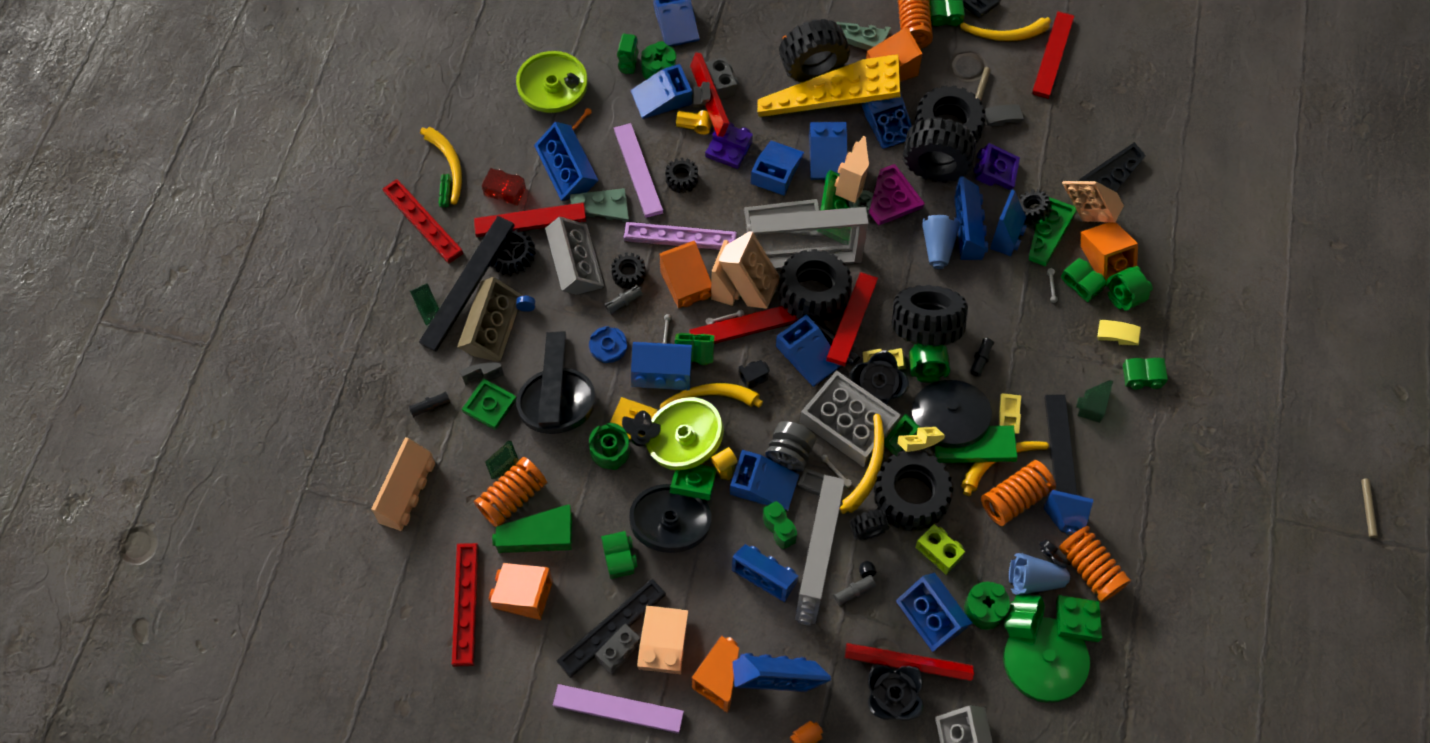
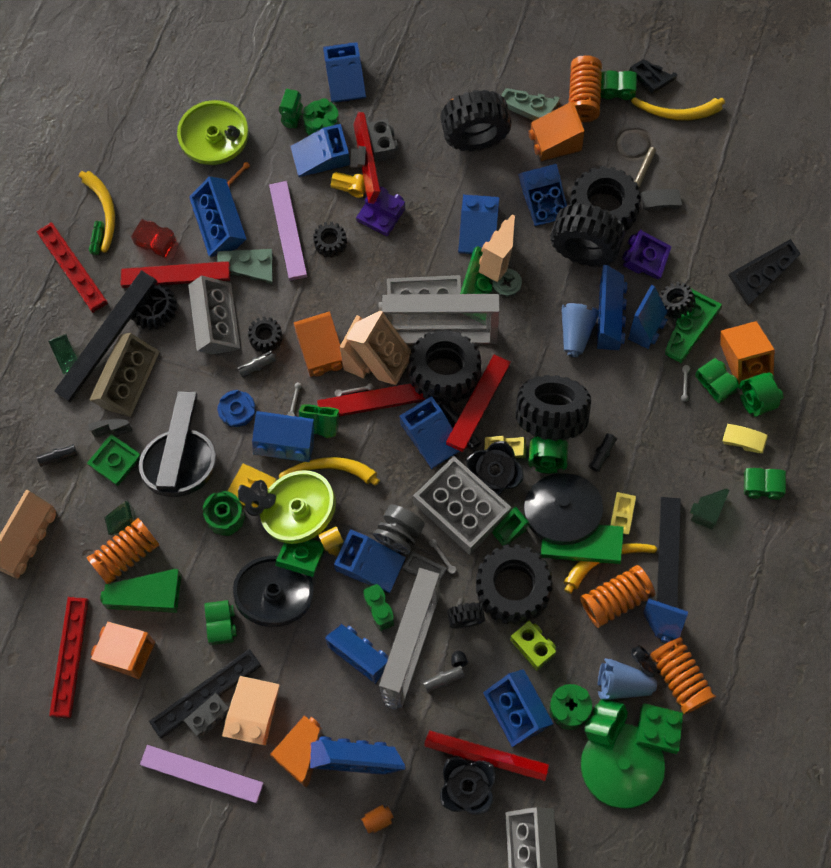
camera: 10 degrees right, 5 degrees up
(525, 303) = (161, 360): blue tile -> none
(676, 235) = (319, 302): lavender tile -> none
(754, 373) = (374, 451): black brick -> none
(776, 167) = (424, 238): blue slope -> none
(855, 83) = (511, 157): yellow wing -> none
(861, 492) = (460, 584): yellow animal -> none
(893, 196) = (537, 278): magenta plate -> none
(925, 438) = (532, 533): light yellow slope -> none
(1053, 55) = (722, 138): red tile -> none
(1094, 201) = (738, 301): light nougat slope -> none

